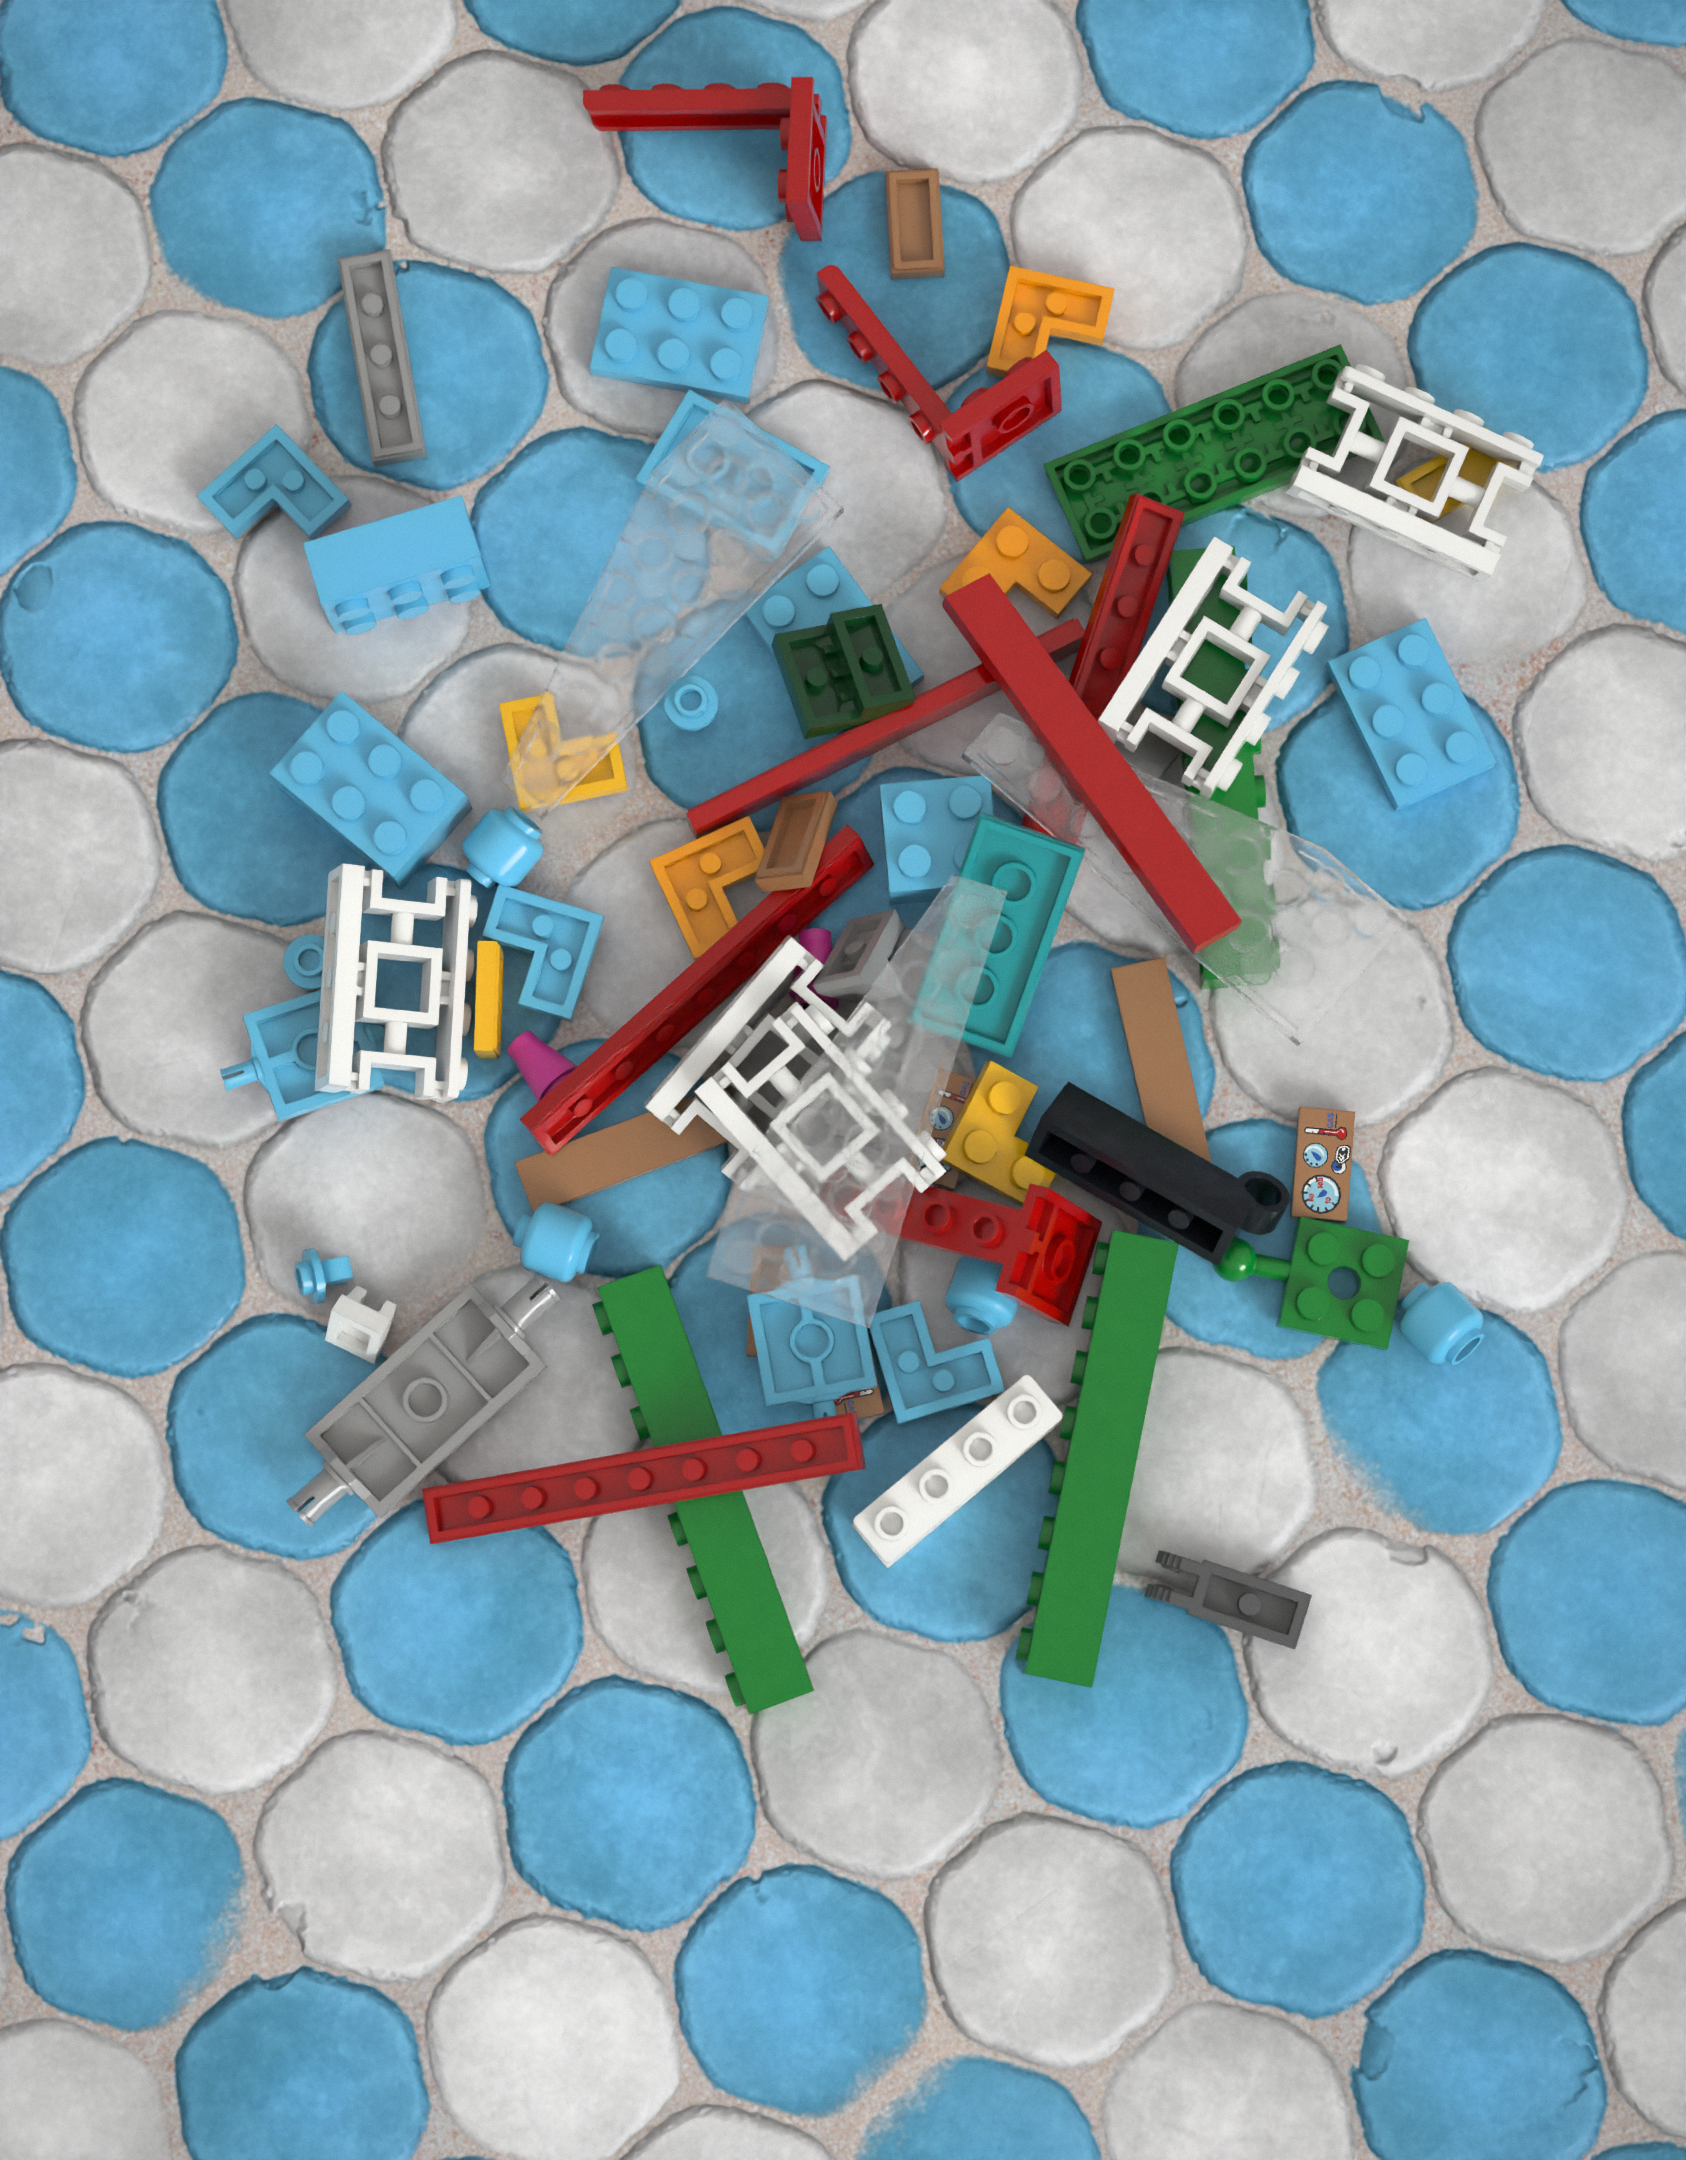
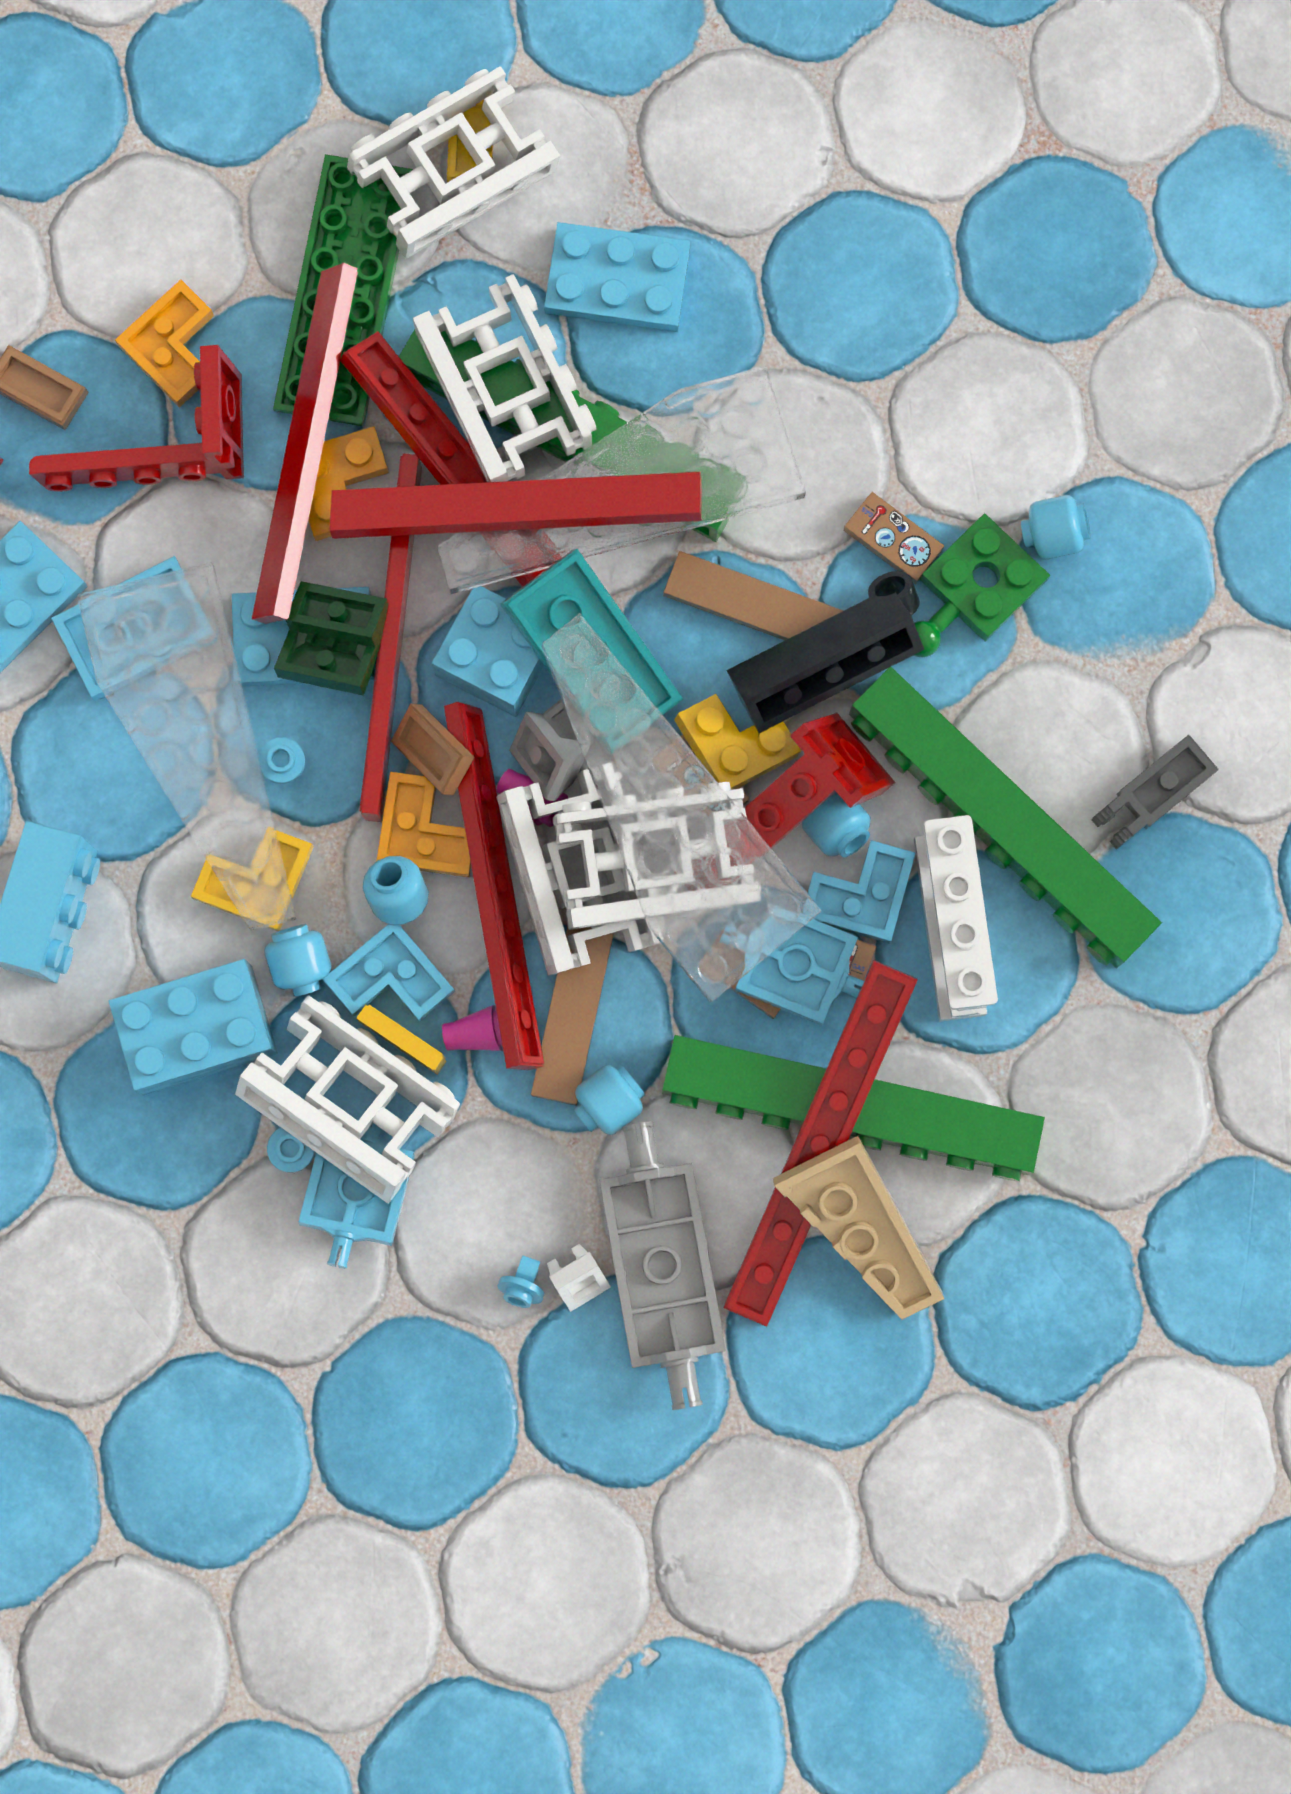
camera: 60 degrees left, 0 degrees up
(591, 1566) = (858, 1216): none -> tan wing
(631, 897) = (395, 890): none -> medium azure head
(1023, 516) = (304, 444): none -> red tile

